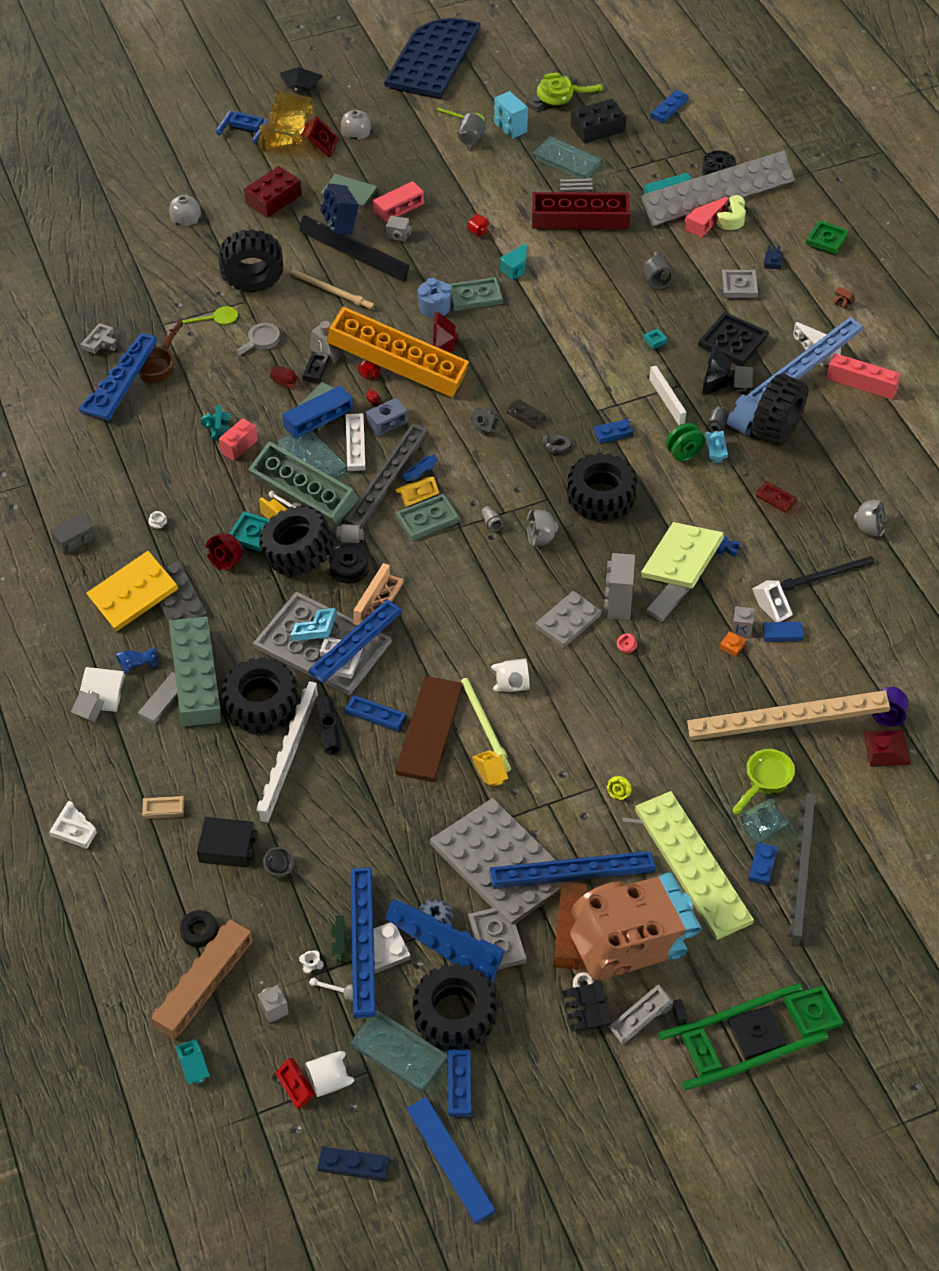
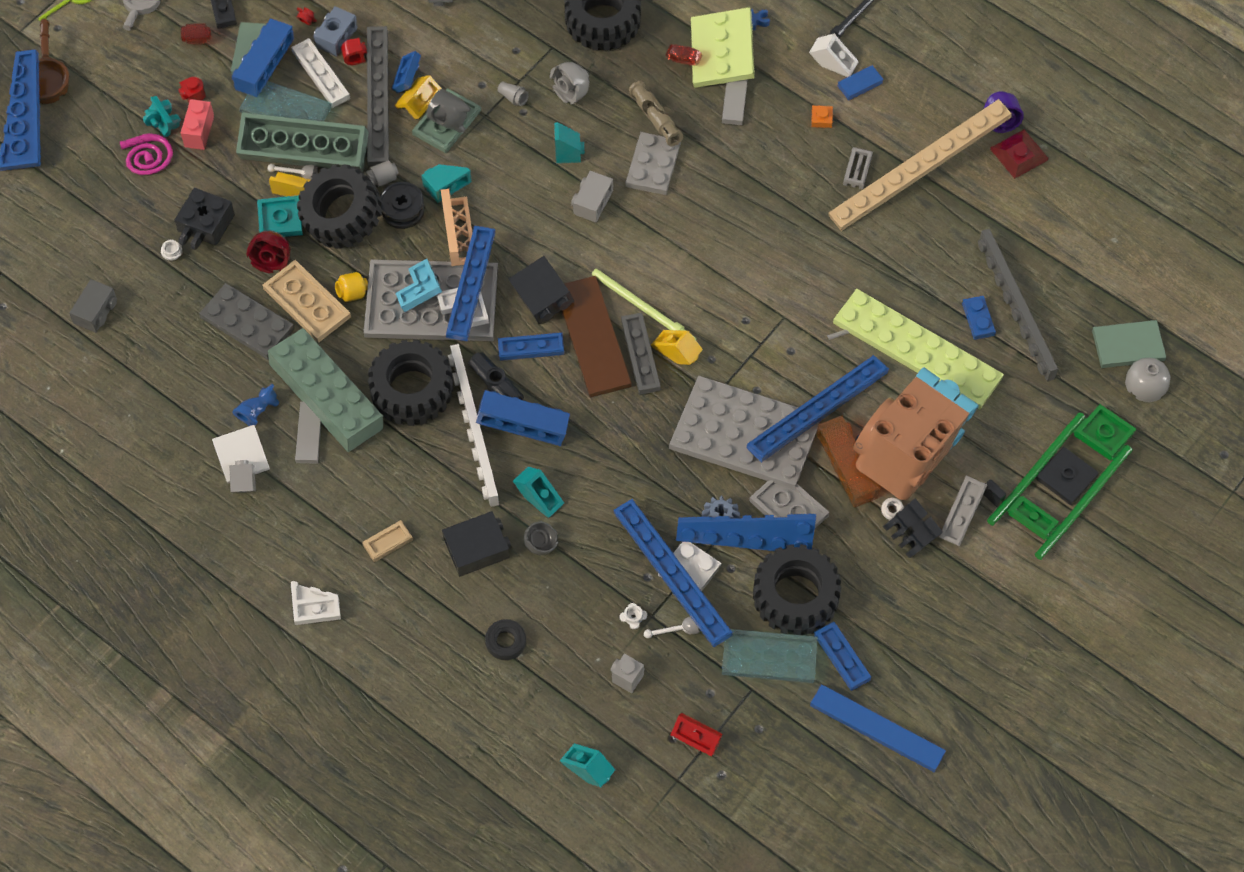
camera: 30 degrees left, 10 degrees up
(132, 591) = (201, 337): yellow plate -> none
(188, 450) = (147, 156): none -> dark pink piece
(194, 507) = (203, 218): none -> black hinge
(201, 979) = (544, 685): medium nougat brick -> none
(228, 601) = (306, 301): none -> tan plate
(253, 414) = (192, 89): none -> red plate
(268, 605) = (351, 286): none -> yellow head
(303, 826) = (538, 491): none -> teal slope
(326, 762) = (522, 418): none -> blue brick
(328, 1073) = (724, 709): white piece -> none
(338, 931) = (651, 587): clear green plate -> none
(353, 1163) = (795, 777): dark blue plate -> none
(390, 437) = (353, 51): none -> red plate
(396, 557) = (445, 177): none -> teal slope
(410, 673) = (541, 290): none -> black brick
(432, 509) = (451, 112): none -> dark grey piece
(457, 759) = (640, 353): none -> dark grey plate
(501, 621) = (592, 197): none -> light grey brick
(505, 573) = (567, 145): none -> teal slope
(511, 676) = (640, 246): white piece -> none
(593, 586) = (655, 113): none -> dark tan piece
(616, 792) = (814, 310): neon yellow plate -> none
(619, 586) = (691, 107): light grey brick -> none
(626, 643) = (725, 162): coral tile -> none
(646, 547) = (684, 54): none -> clear red beam
(727, 707) = (854, 182): none -> light grey tile
(743, 621) = (820, 89): light grey brick -> none
(763, 820) = (957, 277): clear light blue piece -> none
(768, 772) = (933, 228): lime piece -> none
(882, 986) = (1148, 379): none -> light grey cylinder
(884, 948) = (1128, 343): none -> sand green tile

